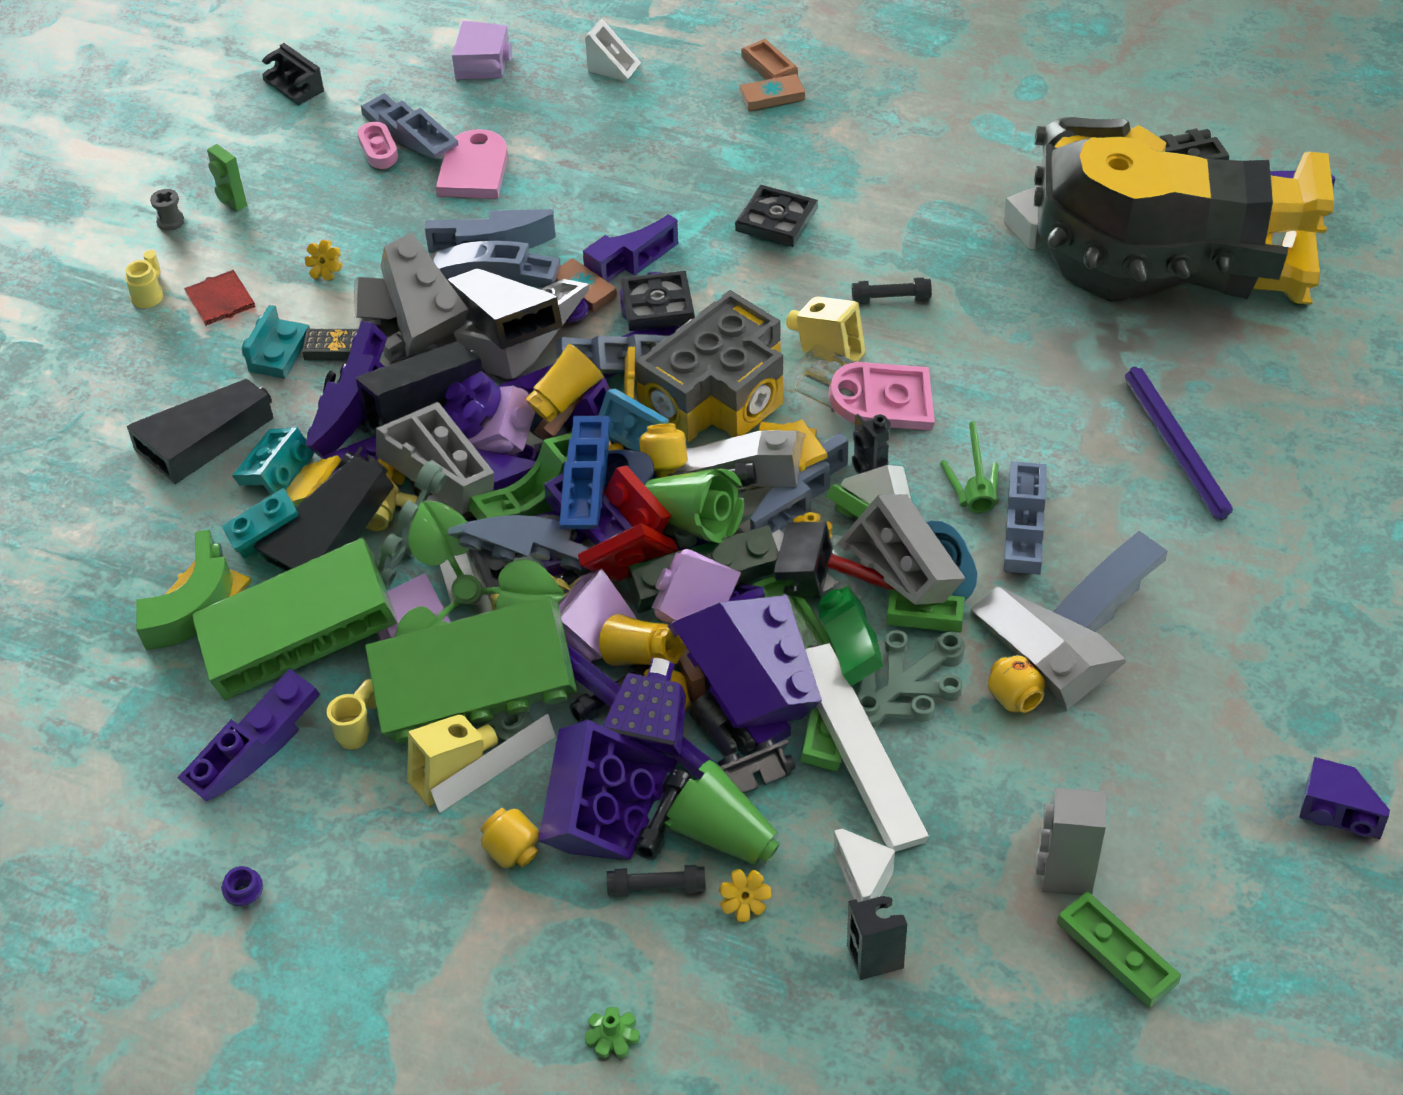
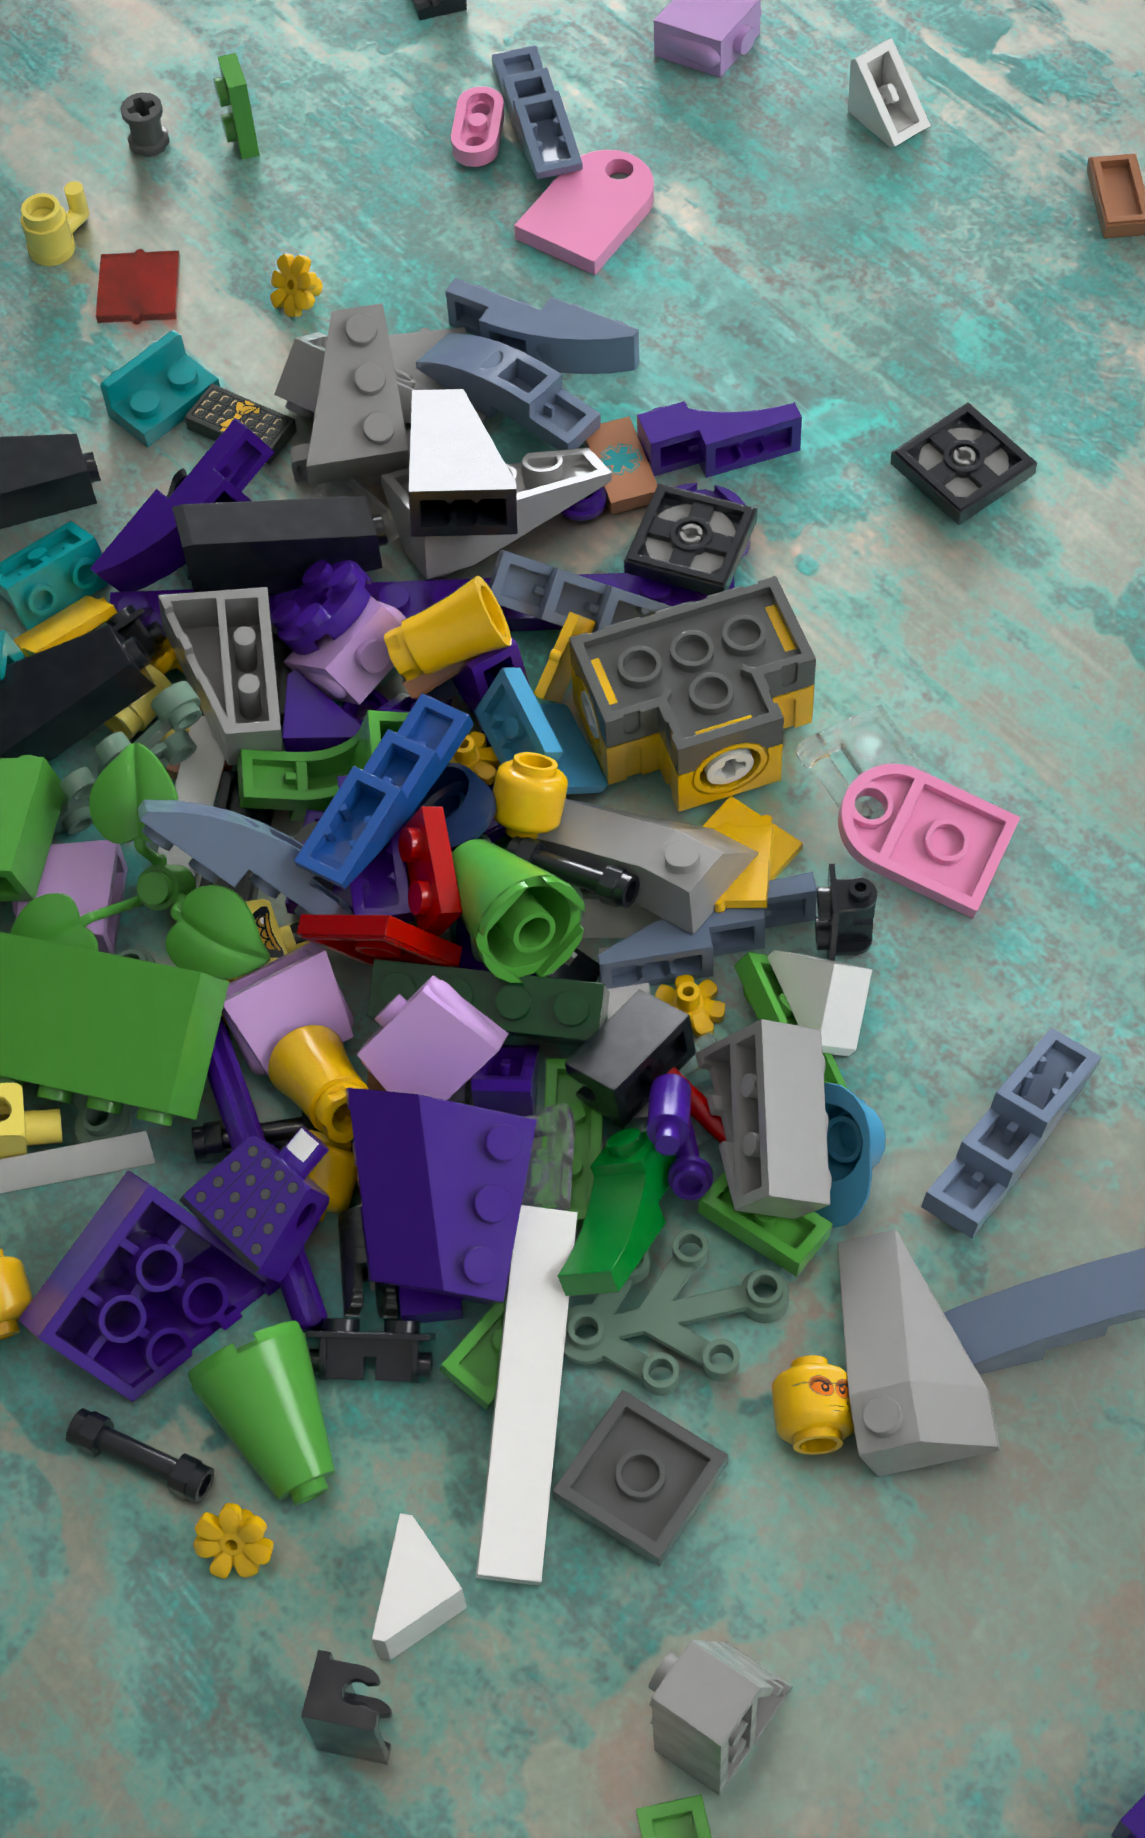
camera: 30 degrees right, 10 degrees up
(651, 839) = (170, 1390): black bar -> none
(772, 92) = (1091, 249): nougat tile -> none
(831, 325) = (914, 691): light yellow torso -> none
(856, 577) = (673, 1133): none -> dark purple plant
(920, 289) = (1100, 674): black bar -> none
(947, 762) = (640, 1477): none -> dark grey plate
(979, 493) = (967, 1060): bright green plant -> none

